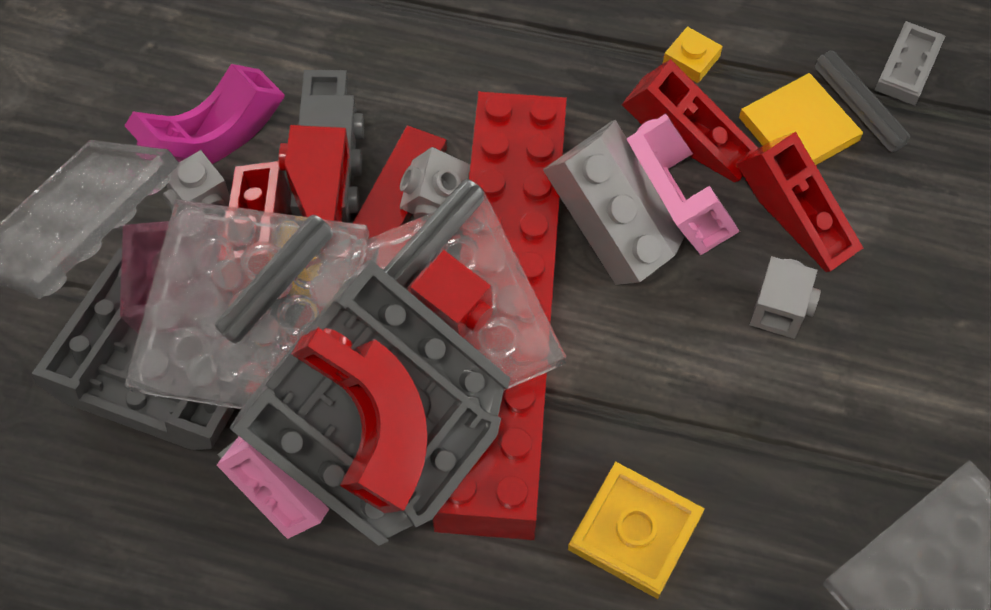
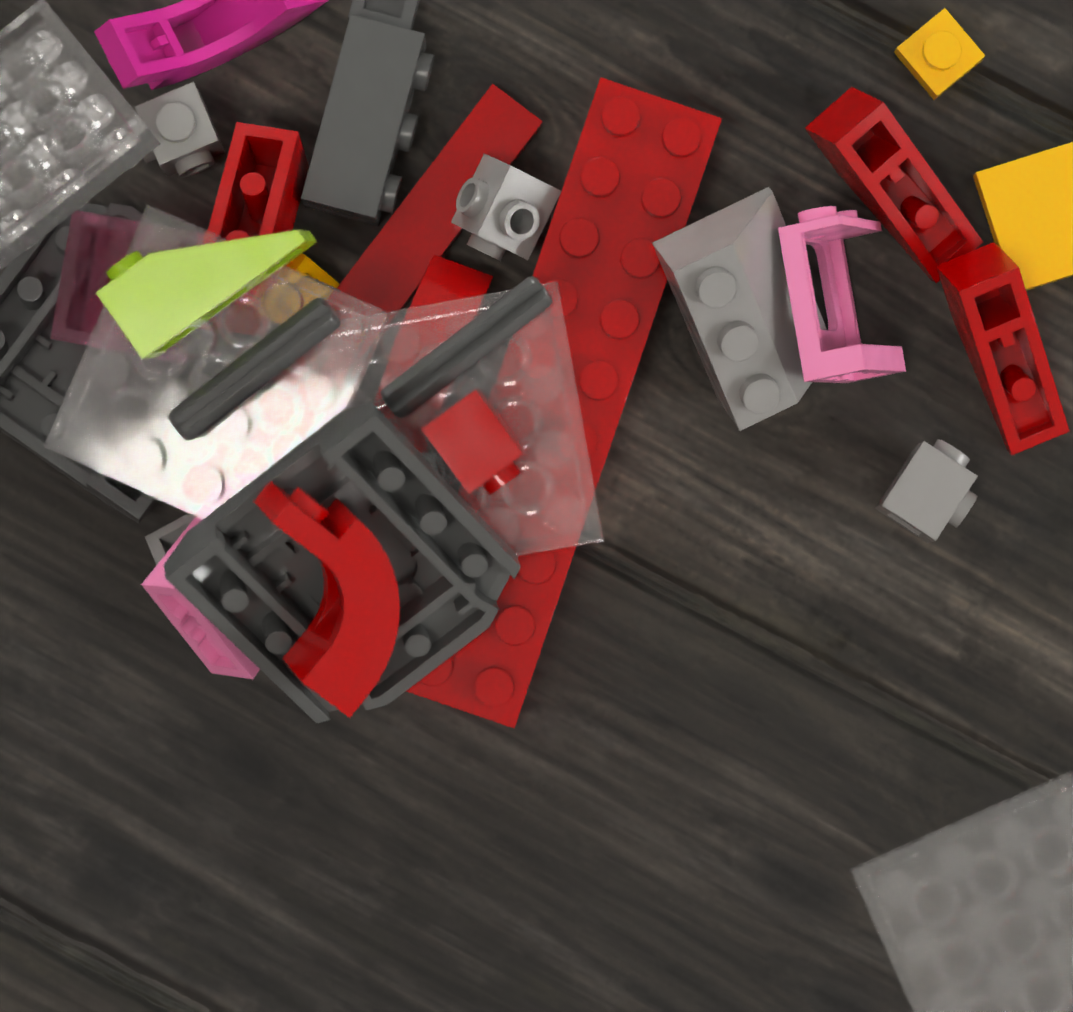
camera: 10 degrees right, 25 degrees up
(217, 226) = (178, 290): none -> lime slope
(316, 169) = (343, 178): red slope -> none
(636, 529) = (642, 747): yellow tile -> none

